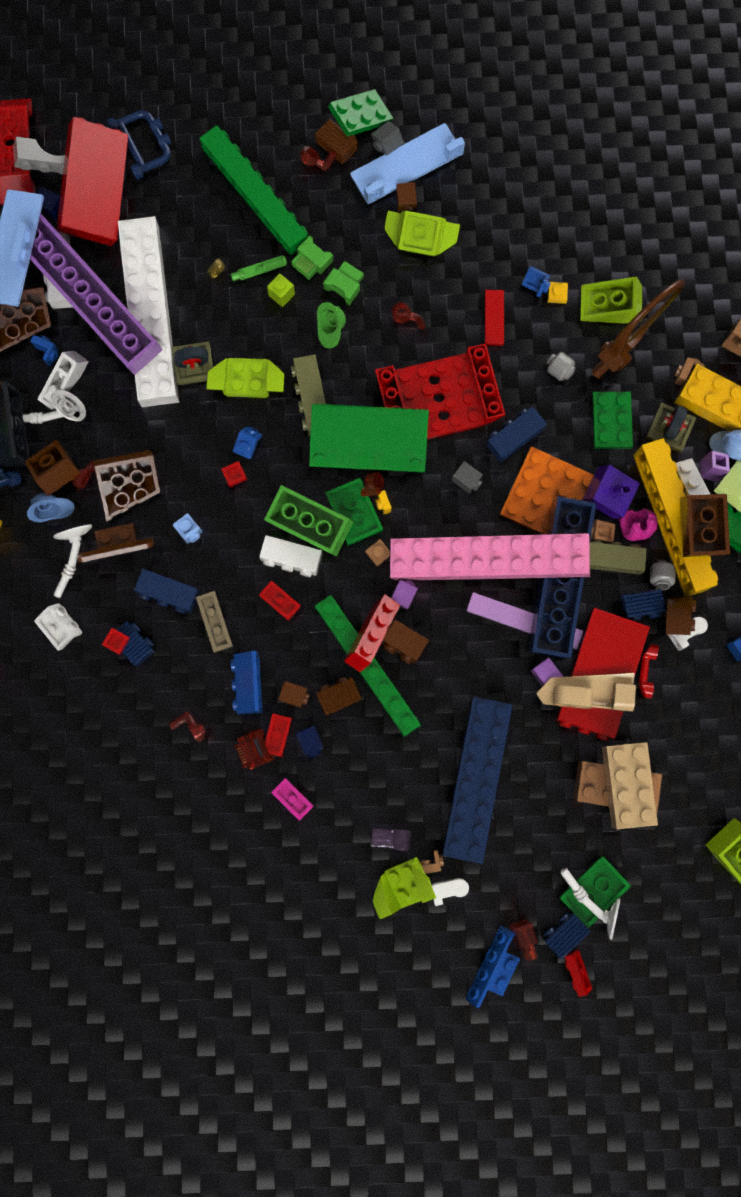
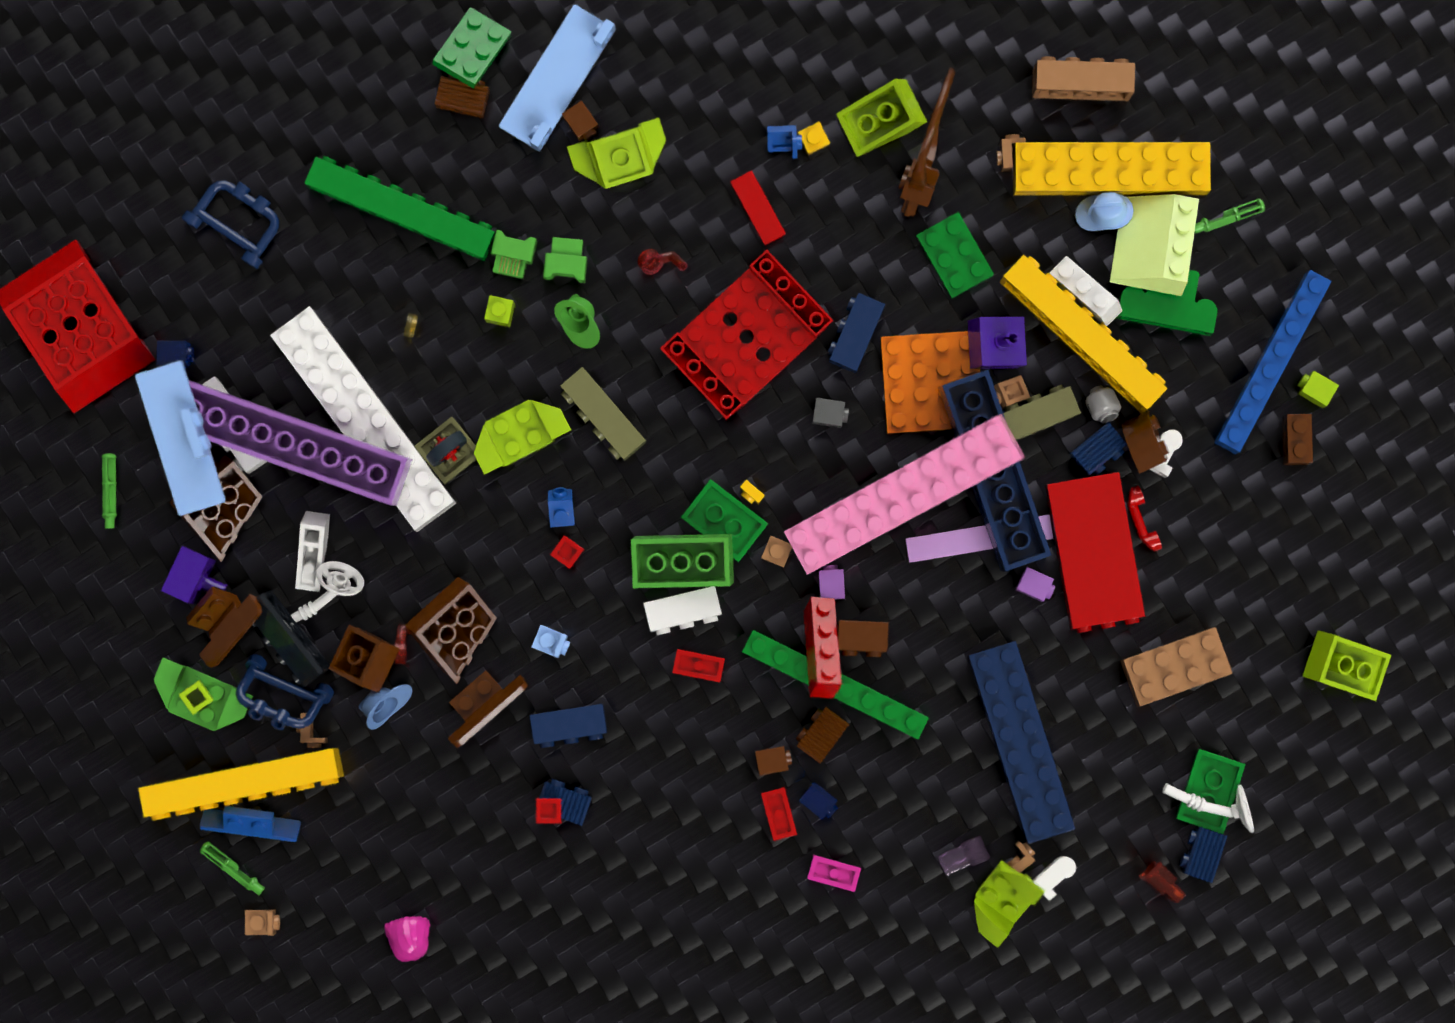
camera: 25 degrees left, 5 degrees up
(31, 156) = (128, 315): light grey arch -> none
(45, 344) = (267, 521): blue bracket -> none
(57, 626) = (471, 829): white bracket -> none
(74, 536) = (434, 722): white dish -> none
(92, 181) = (214, 304): red brick -> none
(196, 729) = (689, 856): clear red plate -> none
(214, 622) = (639, 728): dark tan plate -> none
(247, 683) = (714, 777): blue slope -> none
(253, 750) = (763, 844): clear red piece -> none
(259, 268) = (459, 297): bright green piece -> none
(311, 157) = (442, 131): clear red plate -> none
(368, 437) = (697, 431): green slope -> none
(374, 484) = (730, 477): clear red plate -> none
(387, 138) = (519, 62): dark grey brick -> none
(495, 970) = (1149, 931): blue bracket -> none
(561, 366) = (864, 226): light grey head -> none
(578, 973) = (1238, 886): red plate -> none
(596, 691) = (1091, 580): tan panel -> none
(629, 786) = (1186, 660): tan brick -> none
(638, 524) = (1047, 362): dark pink hair -> none
(672, 425) = (1025, 229): olive plate -> none
(705, 525) = (1118, 334): reddish brown brick -> none
(714, 466) = (1096, 249): medium lavender brick -> none

